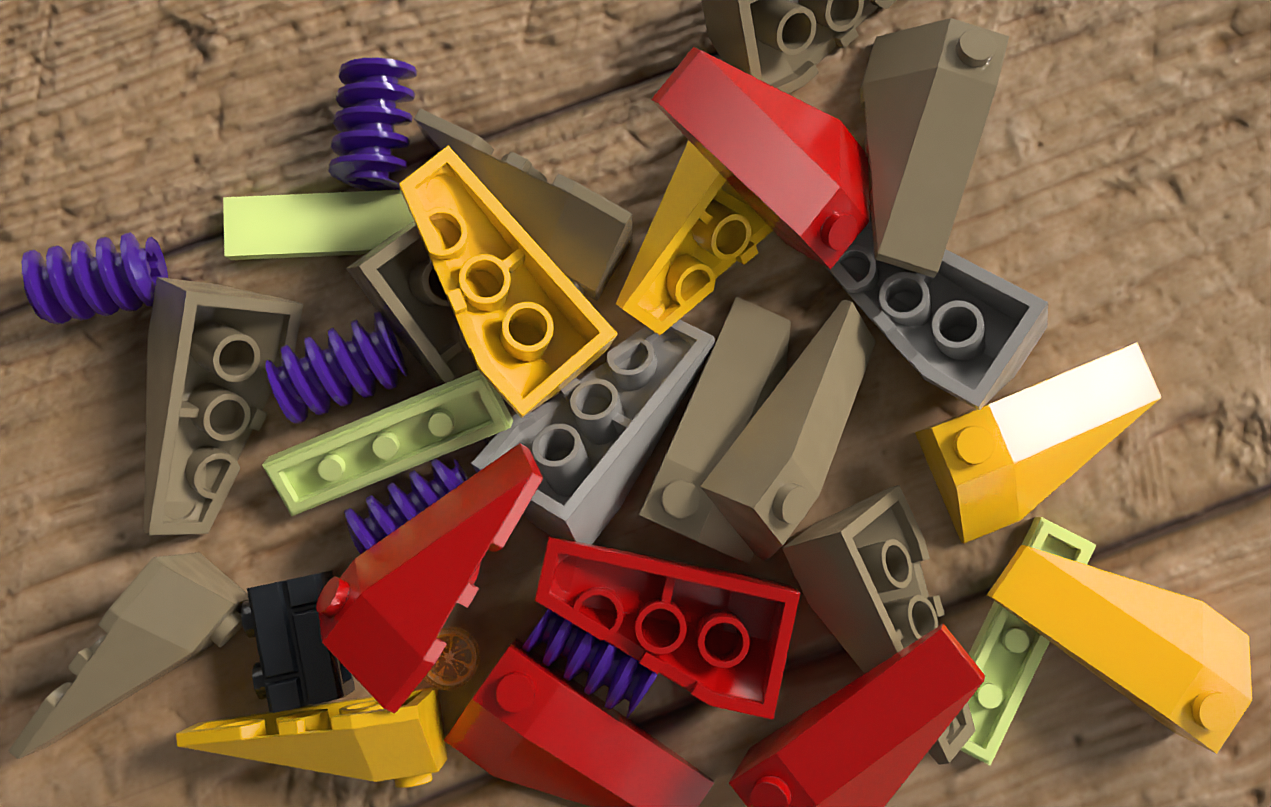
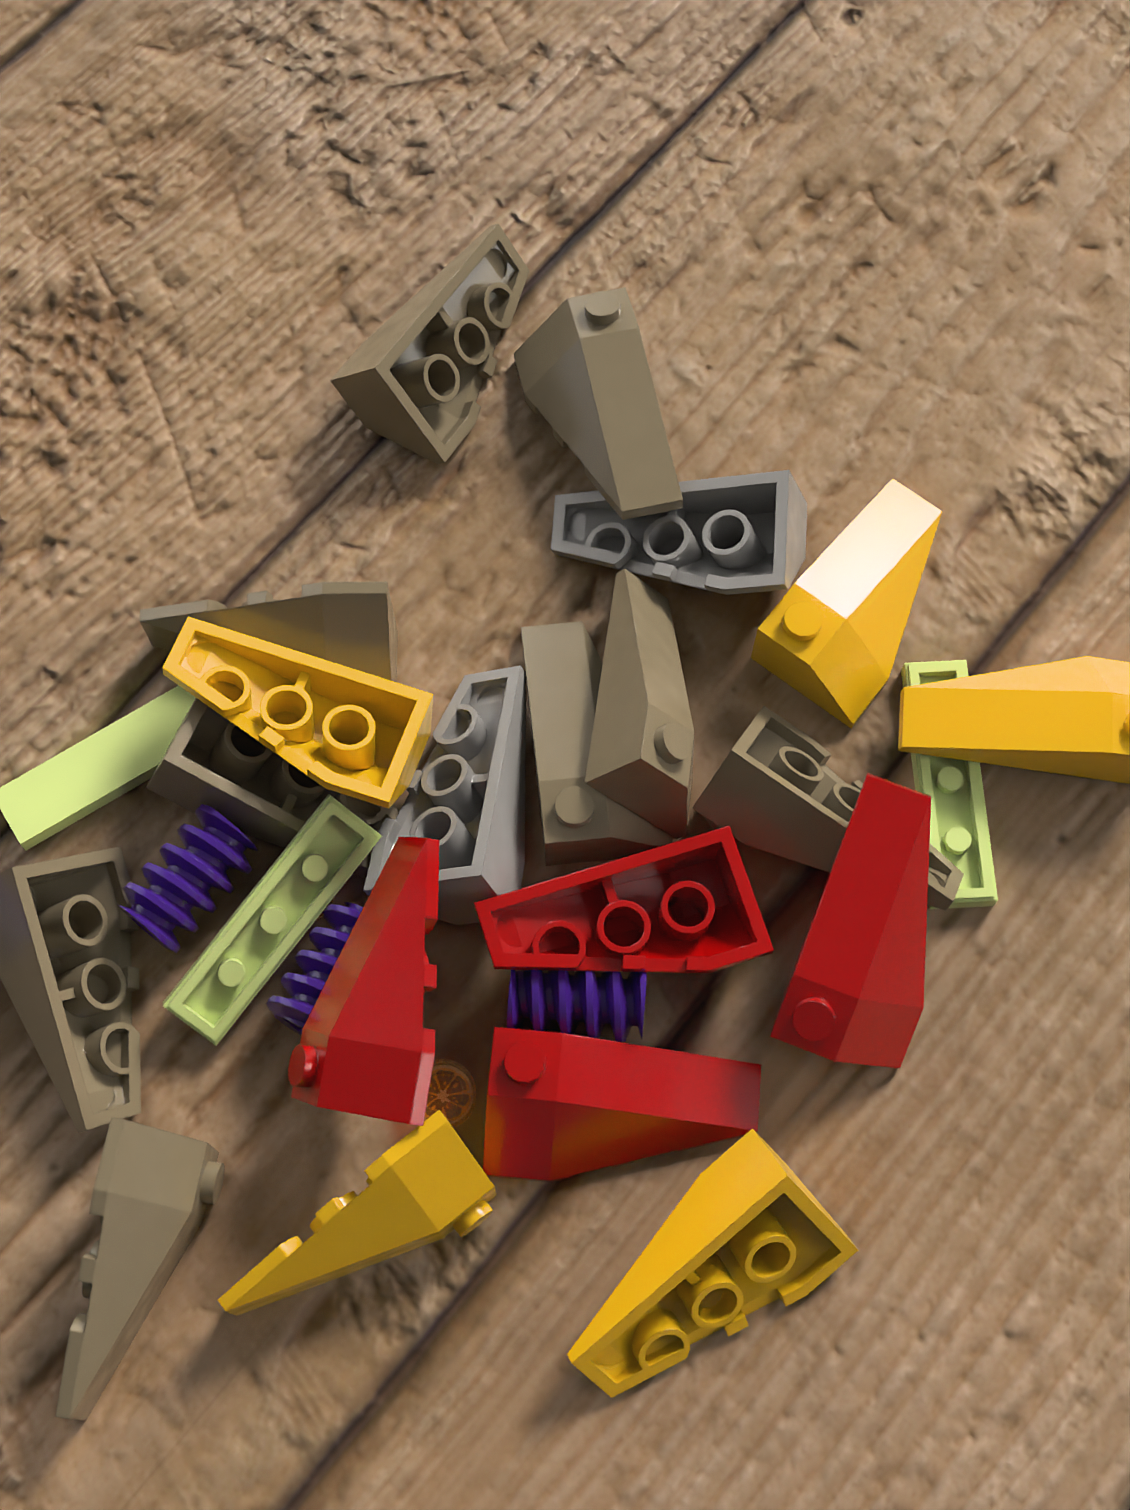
camera: 30 degrees left, 15 degrees down
(293, 660) = (286, 1152): black brick -> none
(369, 122) = (100, 652): dark purple piece -> none
(689, 244) = (462, 537): yellow wedge -> none
(775, 151) = (483, 477): wedge -> none

